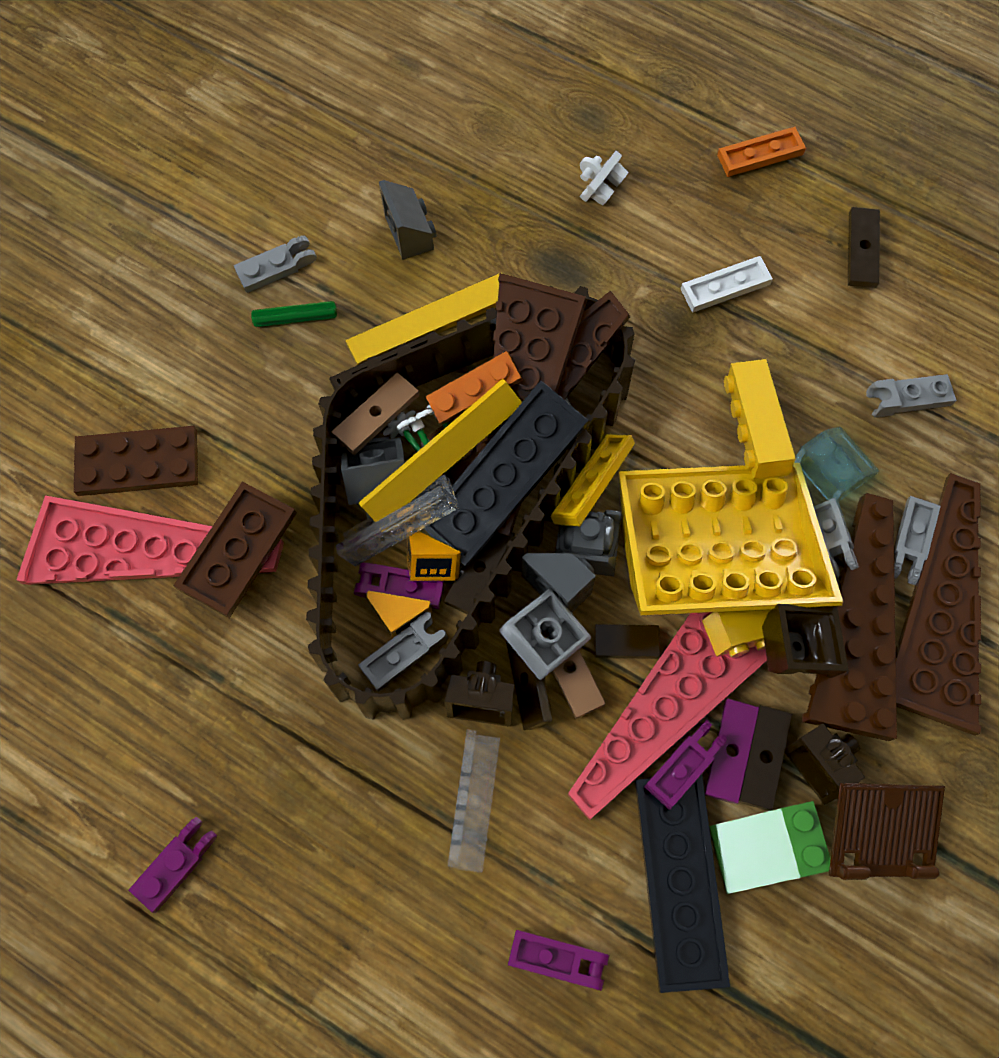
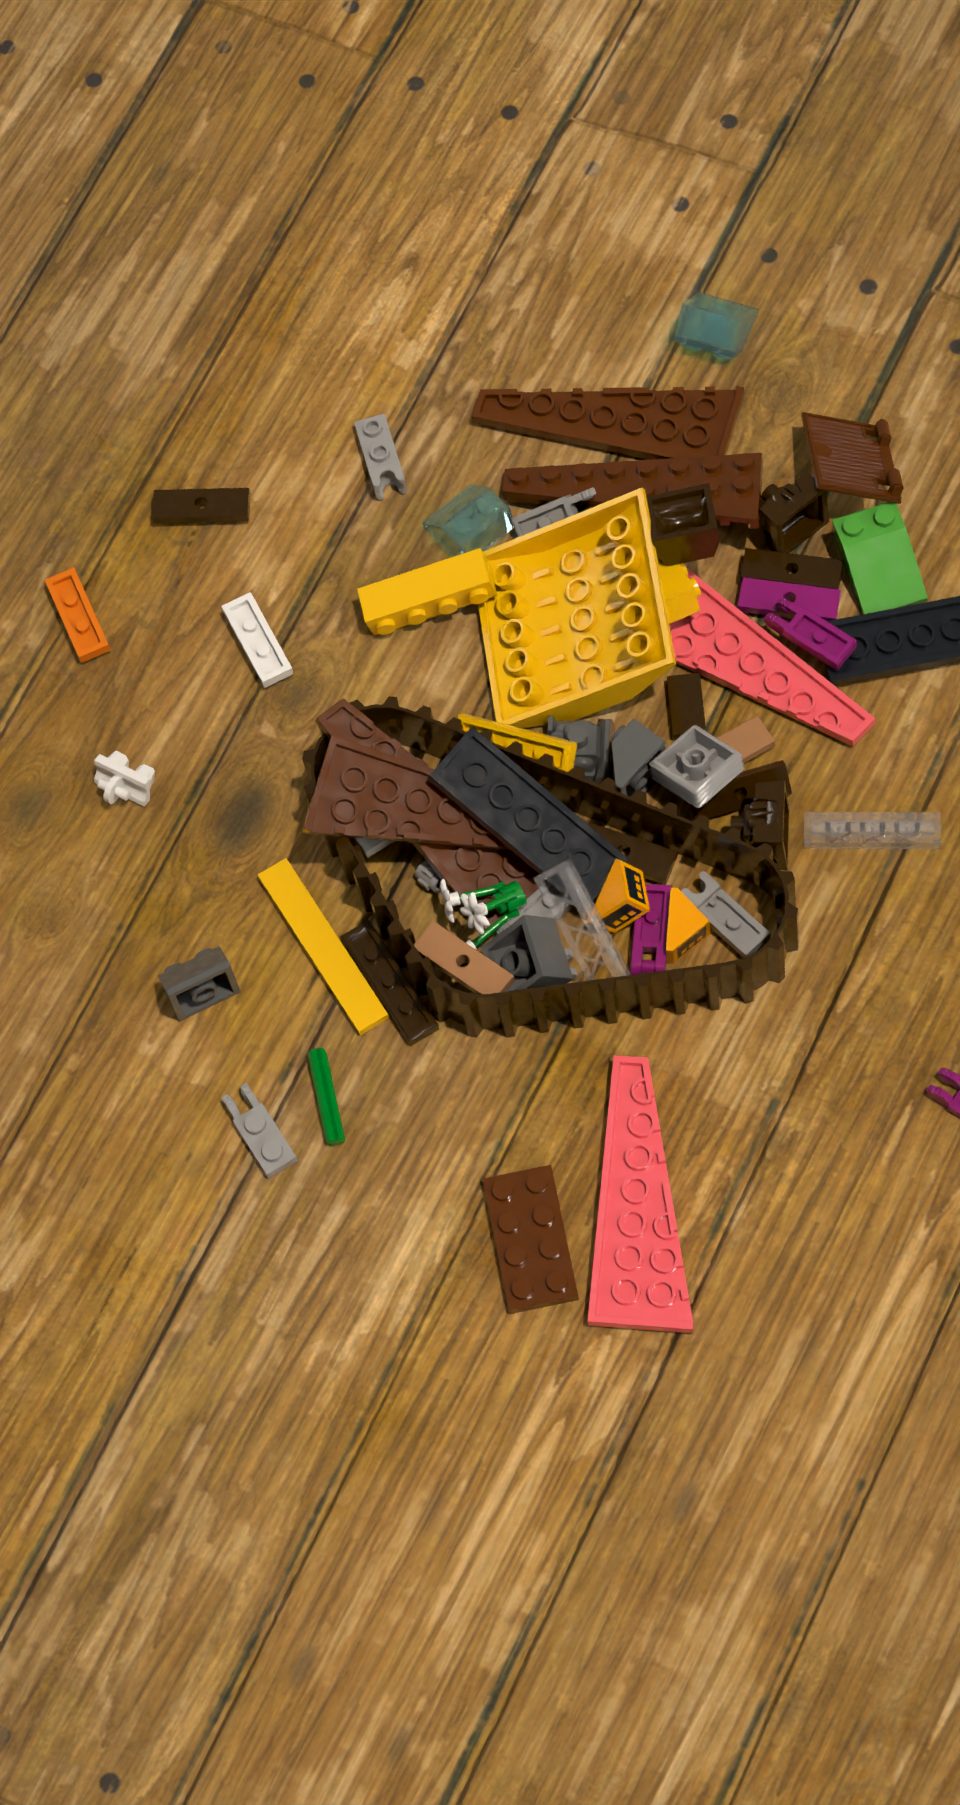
camera: 85 degrees left, 5 degrees down
(235, 549) = (633, 1092): reddish brown plate -> none
(442, 451) = (512, 879): yellow tile -> none
(461, 393) = (434, 853): orange plate -> none
(915, 536) = (543, 447): light grey hinge -> none

